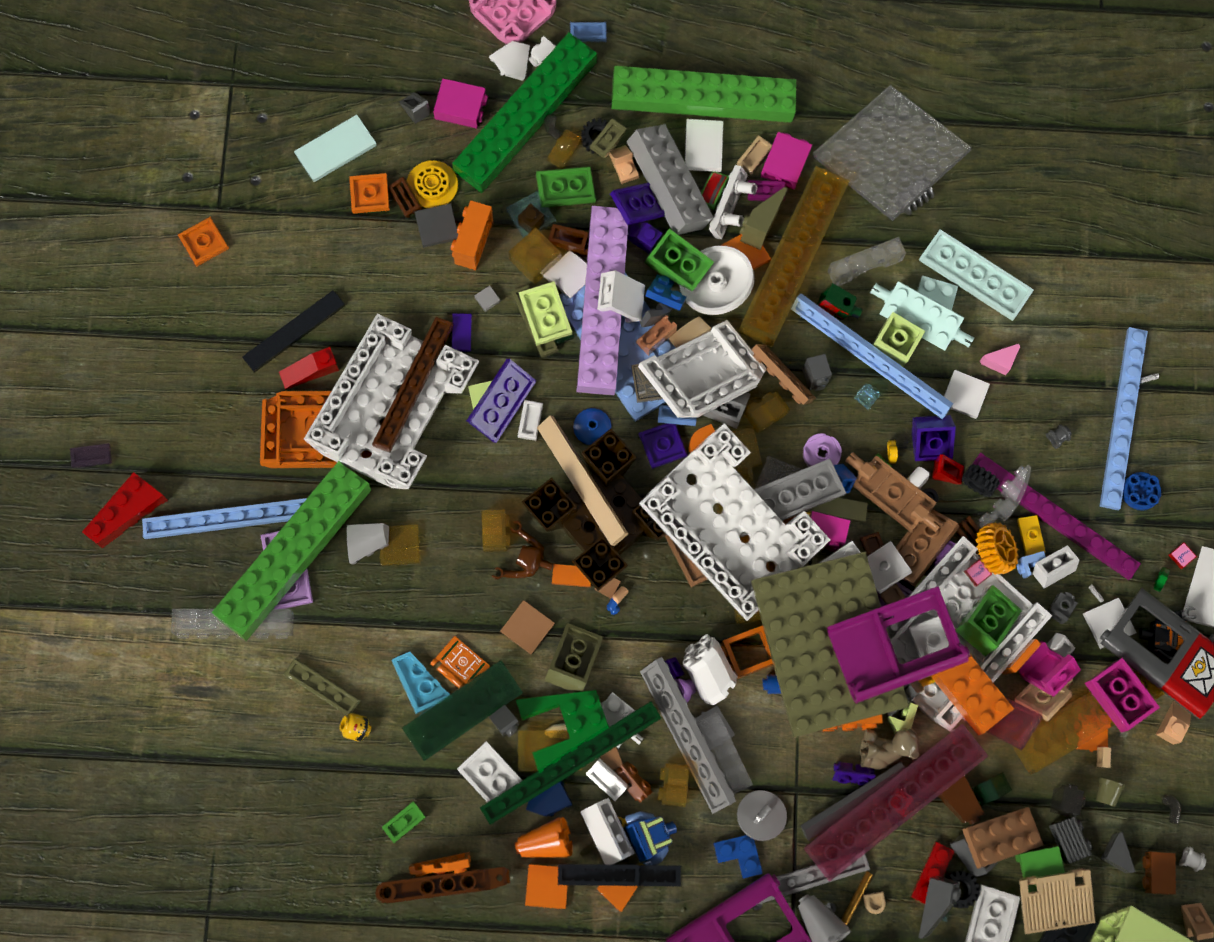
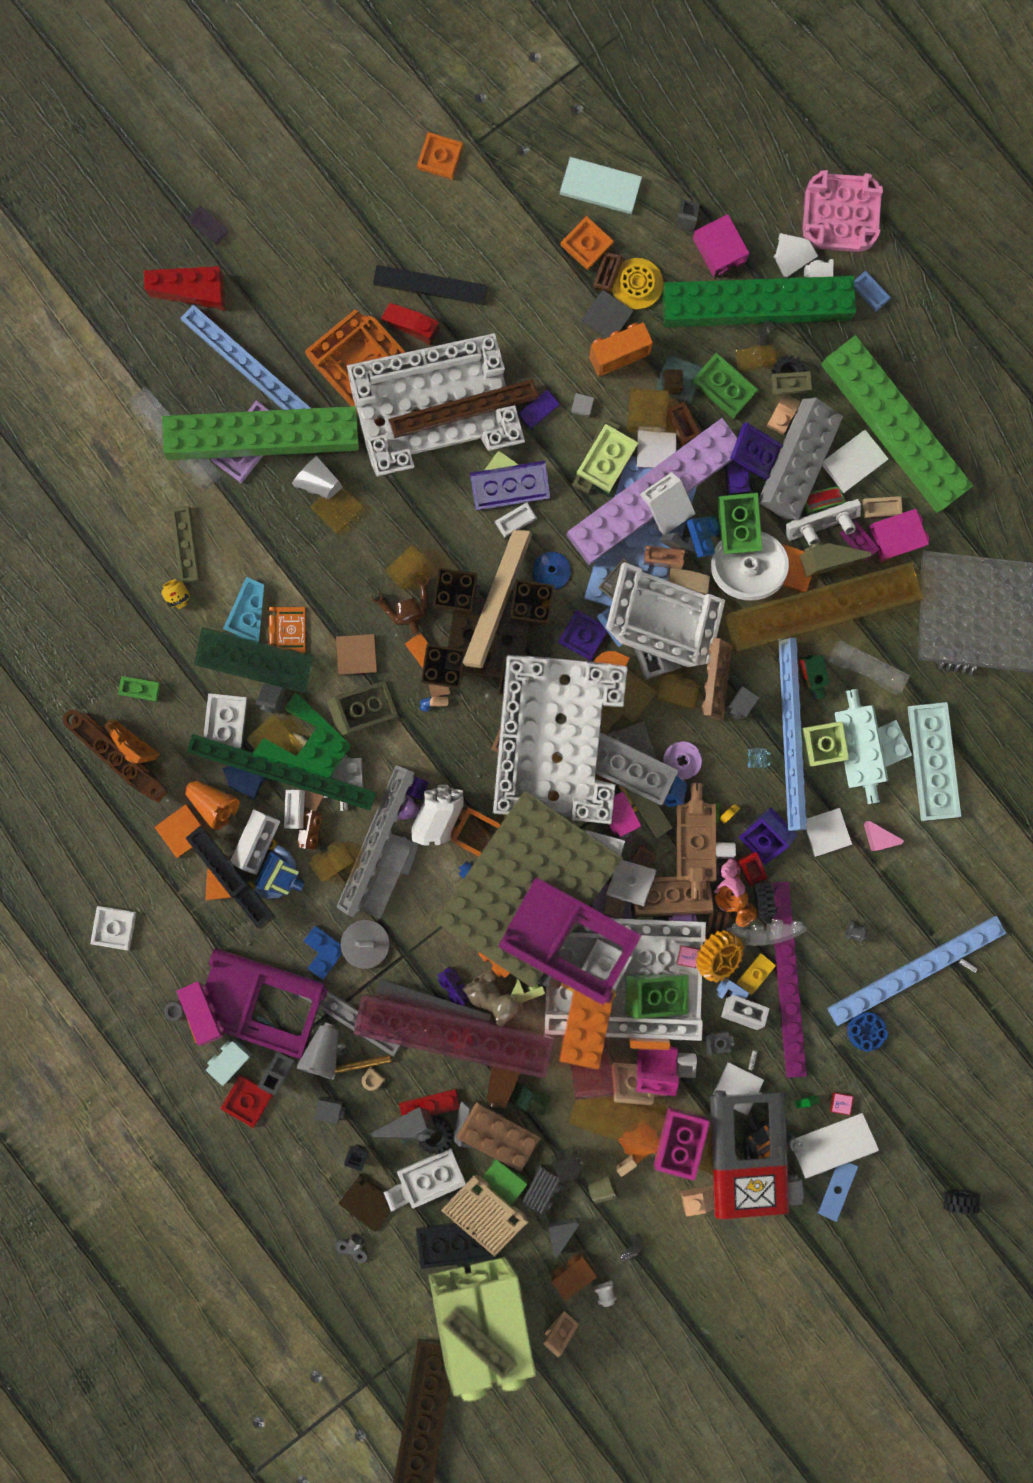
camera: 55 degrees right, 10 degrees up
(965, 499) = (739, 901): none -> orange hair

